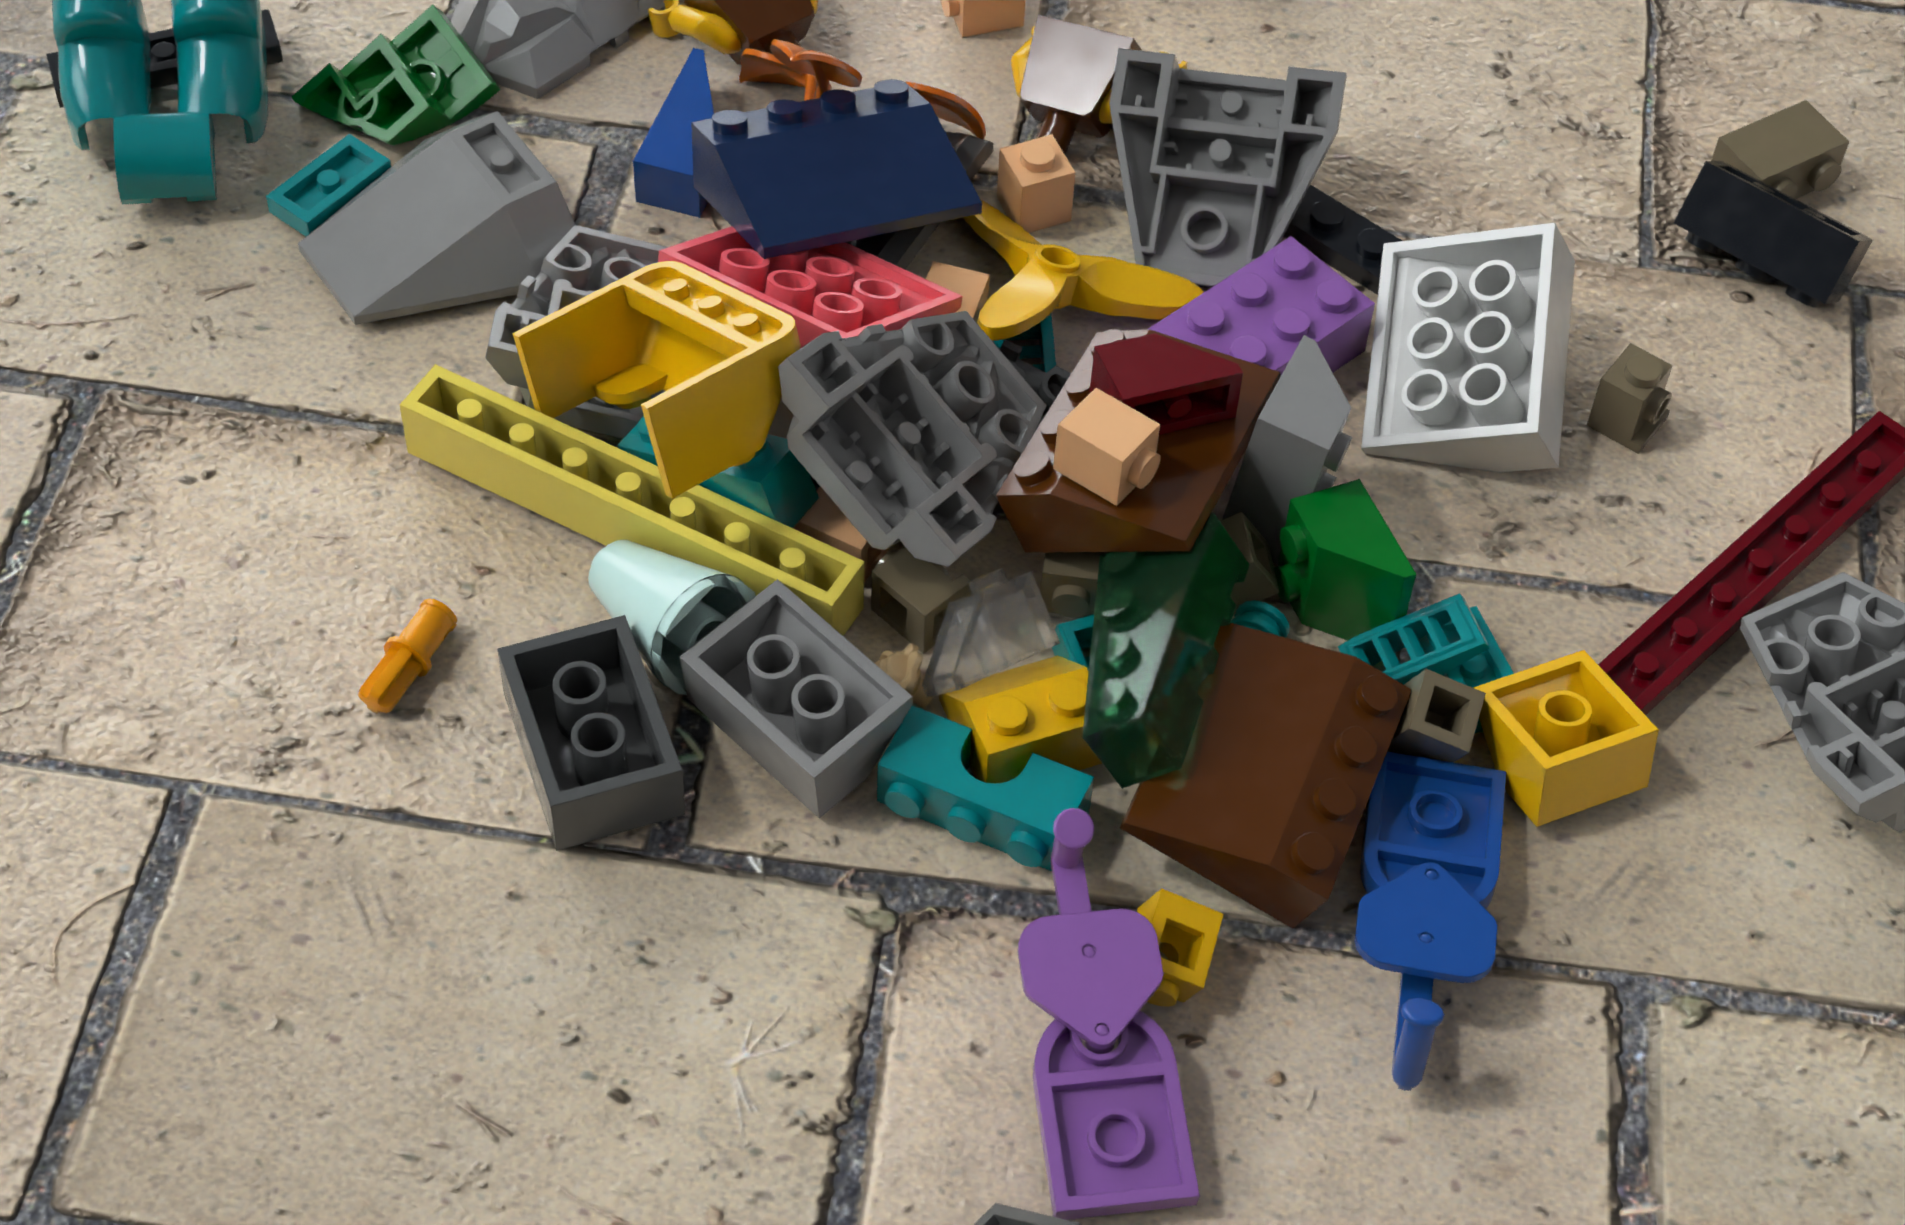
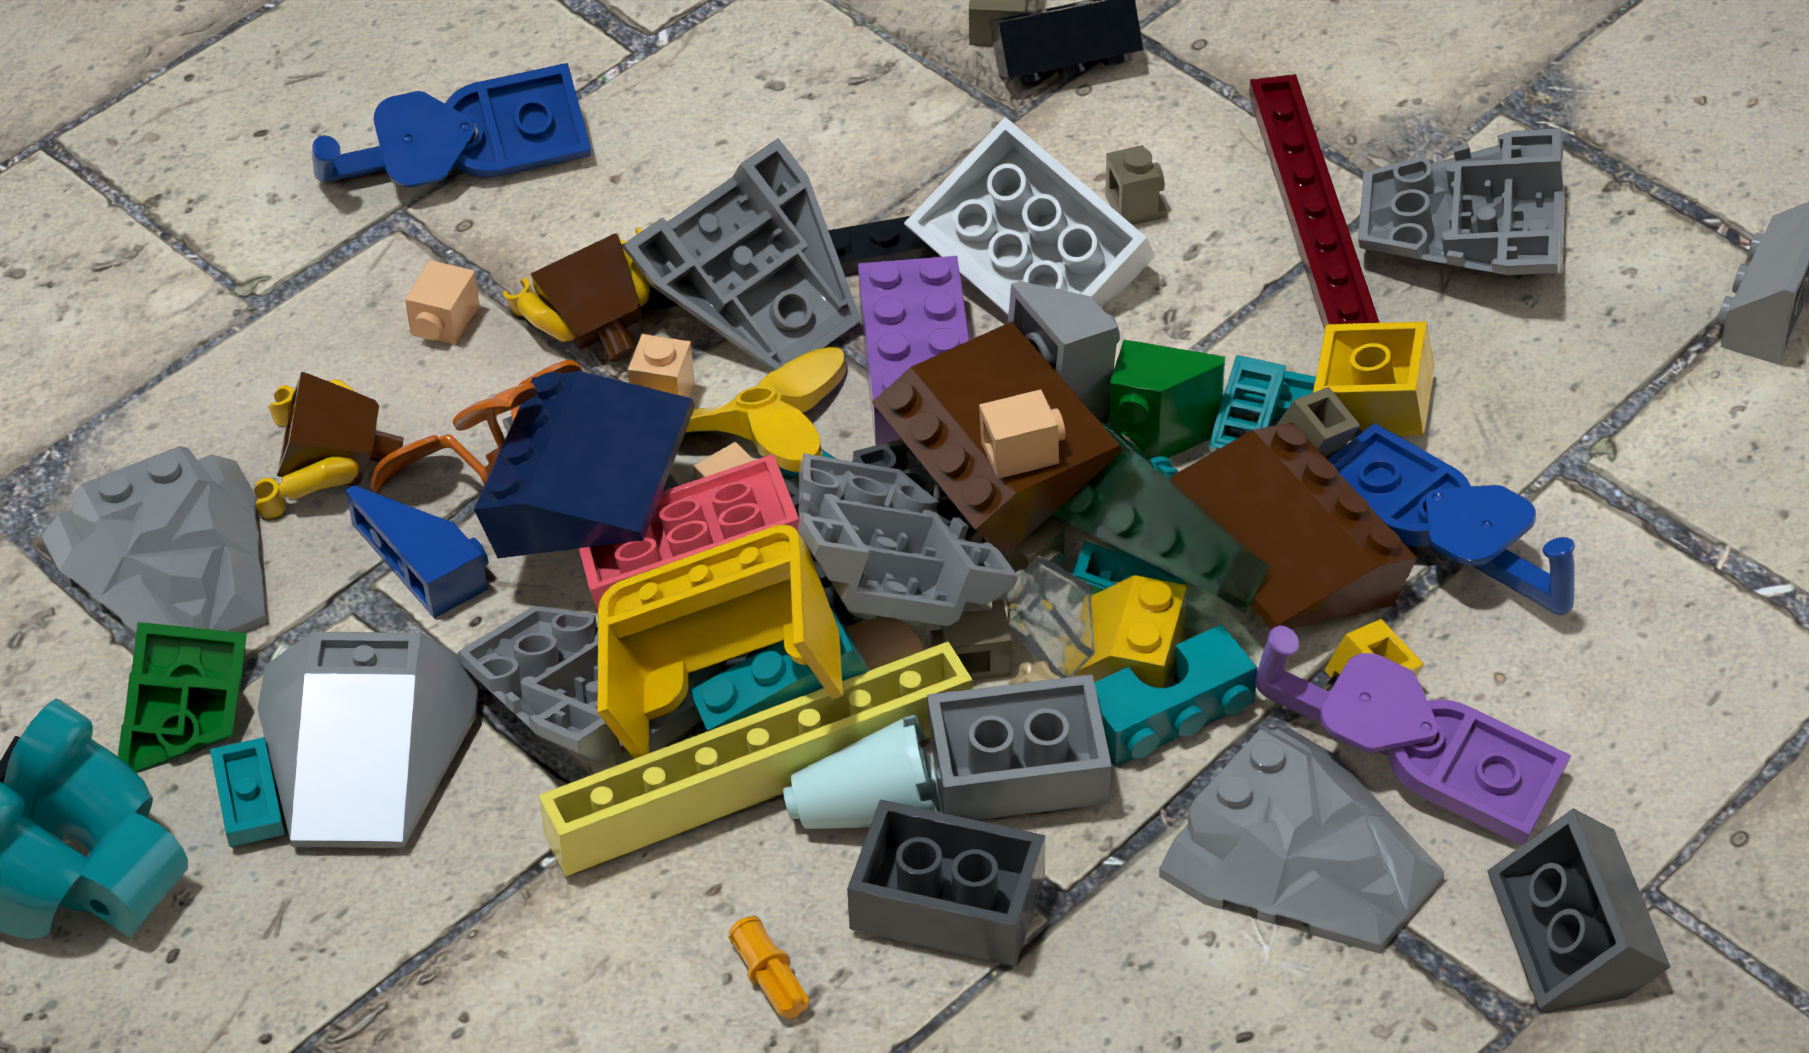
camera: 50 degrees left, 5 degrees down
(893, 1011) = (1301, 842): none -> light grey wedge
(1168, 381) = (984, 373): dark red slope -> none

